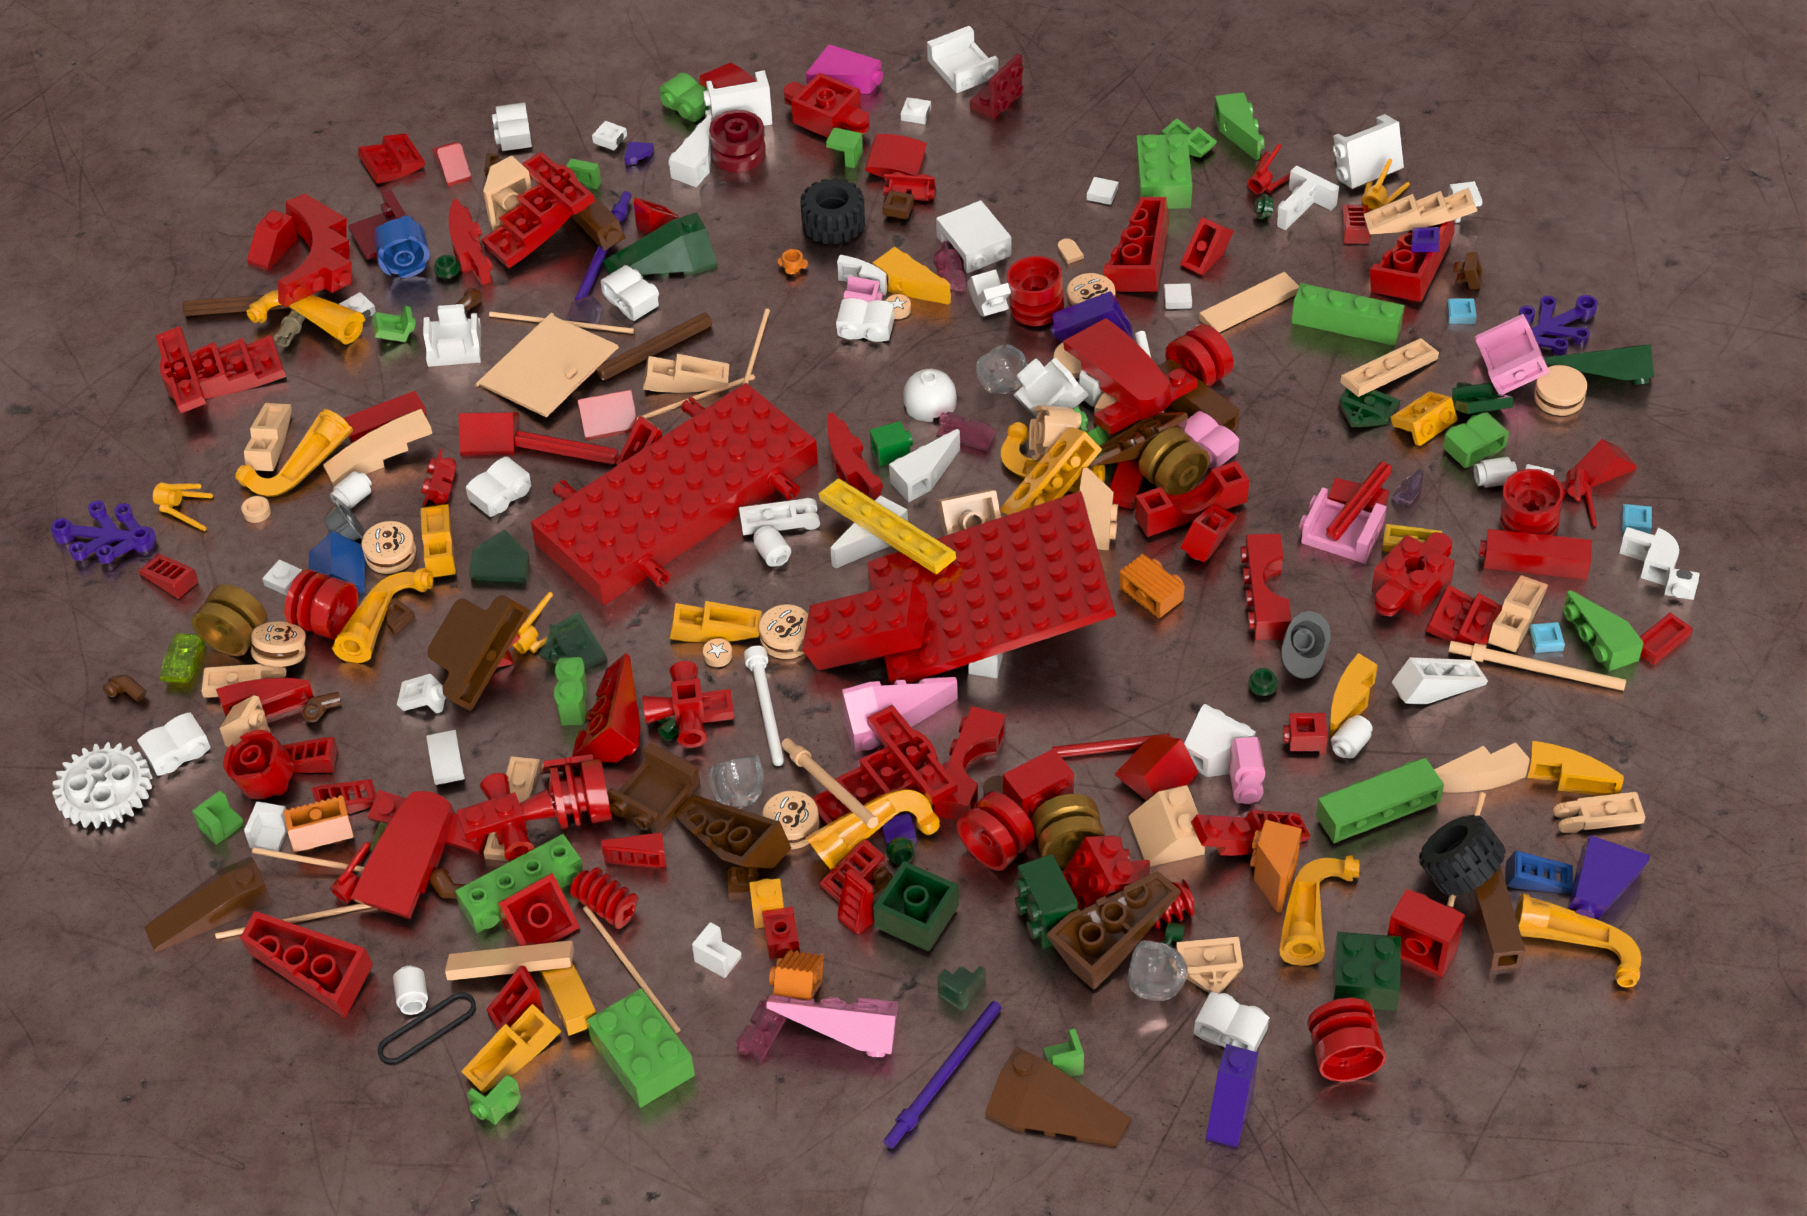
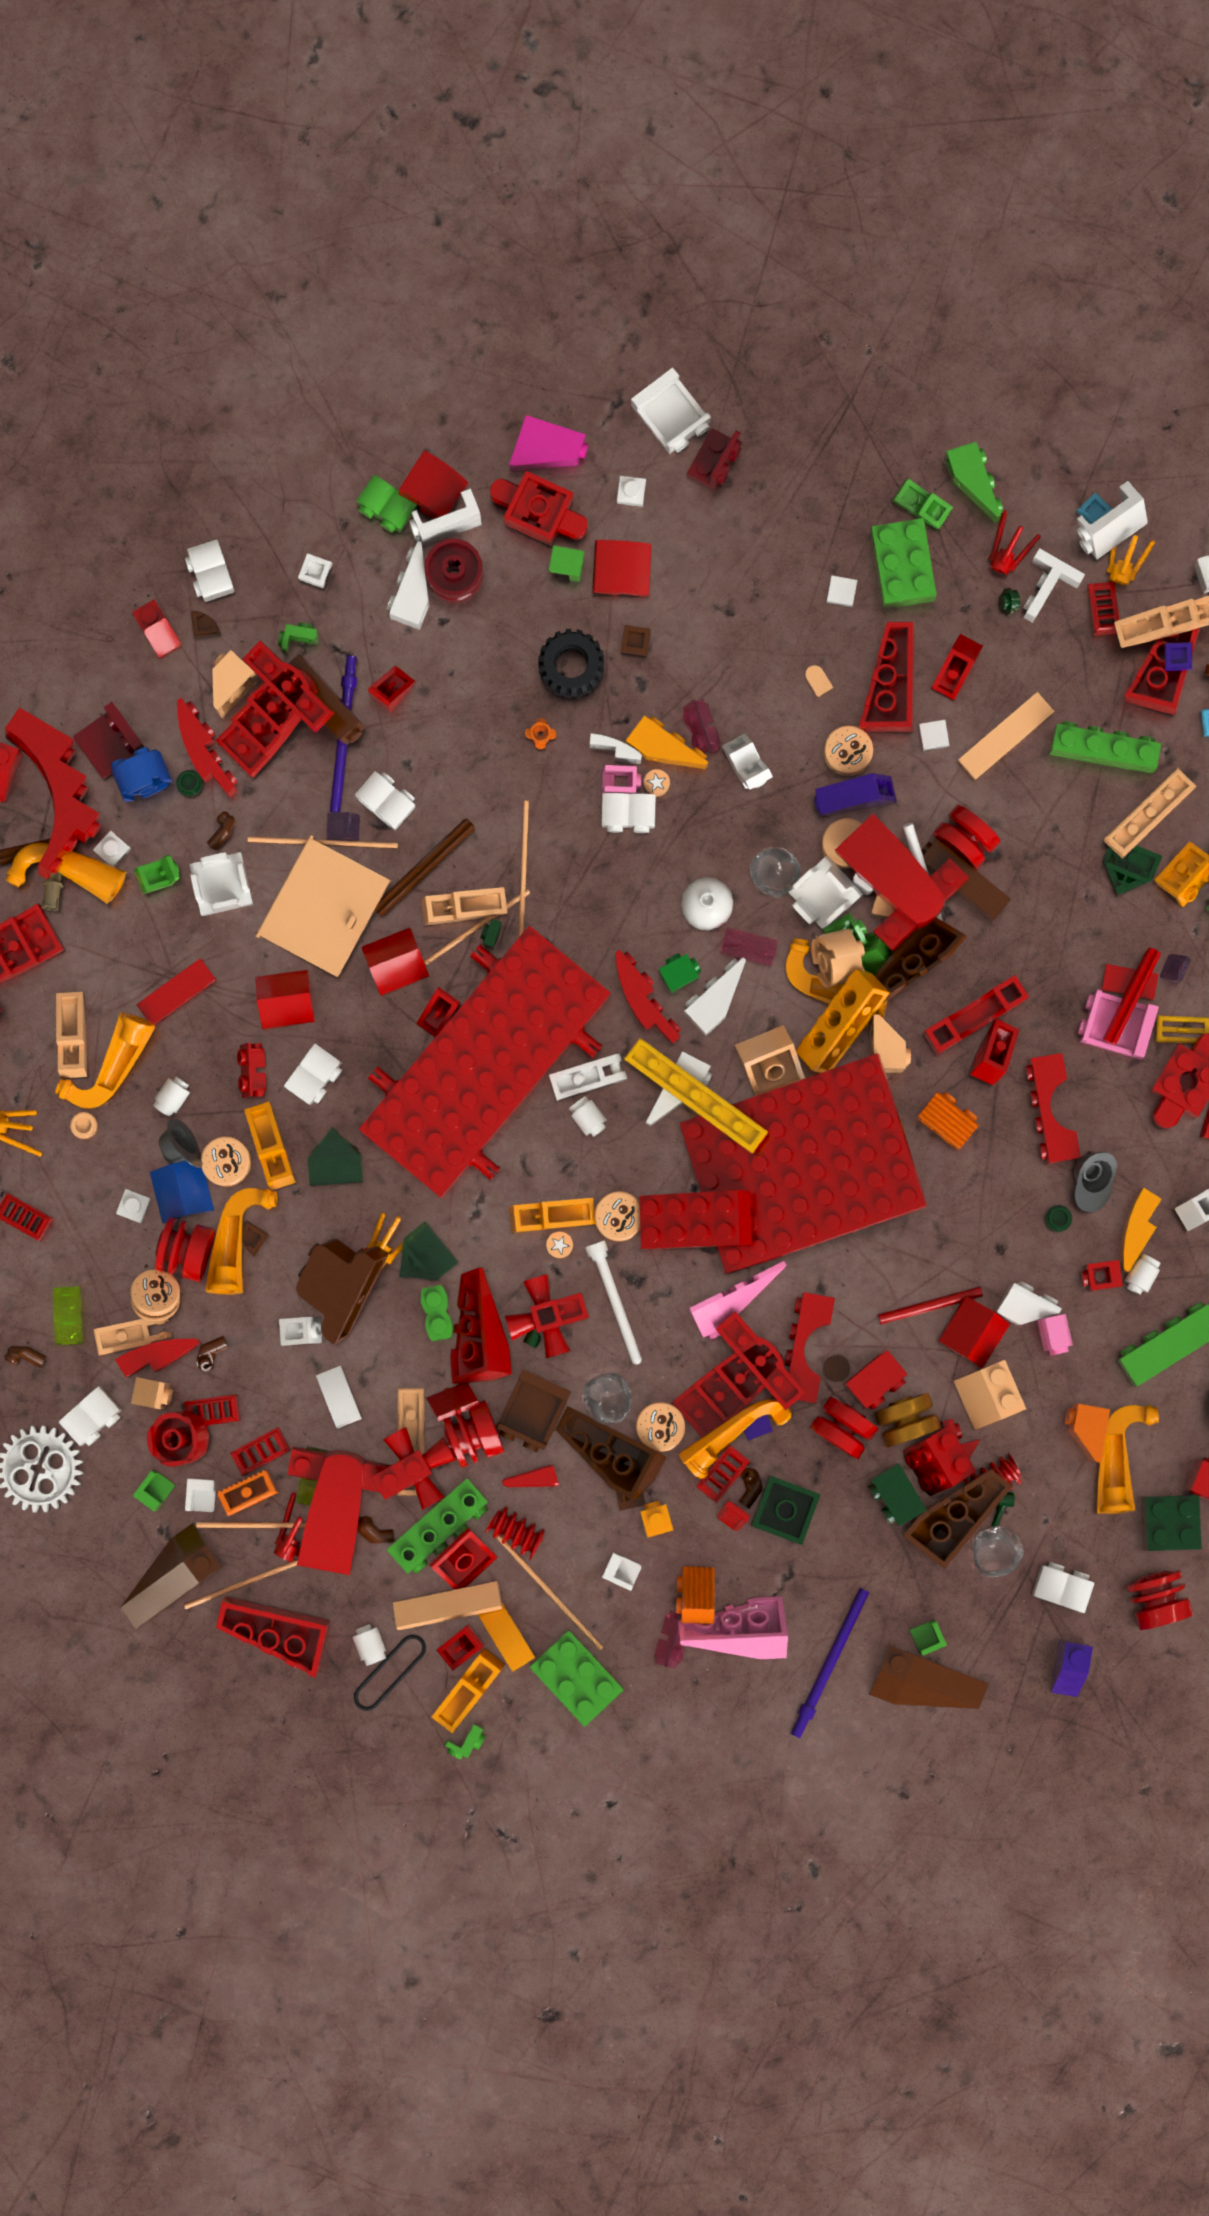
camera: 10 degrees left, 35 degrees up
(228, 619) = (105, 1278): pearl gold wheel -> none
(370, 450) = (183, 1041): light nougat slope -> none
(391, 159) = (90, 628): red slope -> none
(566, 447) = (365, 1012): red axle -> none
(637, 151) = (349, 589): dark purple tile -> none
(674, 247) = (413, 737): dark green wedge -> none
(709, 393) = (491, 933): none -> dark green plate
(780, 932) = (670, 1538): red brick -> none
(802, 758) = (658, 1359): light nougat bar -> none
(900, 850) = (761, 1445): dark green plate -> none
(921, 185) = (652, 610): red hinge -> none
(961, 986) = (833, 1575): clear green panel -> none
(975, 235) = (721, 680): white panel -> none
(1035, 290) = (796, 745): red wheel -> none
(1126, 483) = (910, 999): red tile -> none
(1174, 461) = (956, 978): pearl gold wheel -> none
(1212, 962) = (1039, 1525): light nougat slope -> none
(1216, 439) = (982, 933): bright pink brick -> none
(1236, 834) = (1063, 1393): red slope -> none

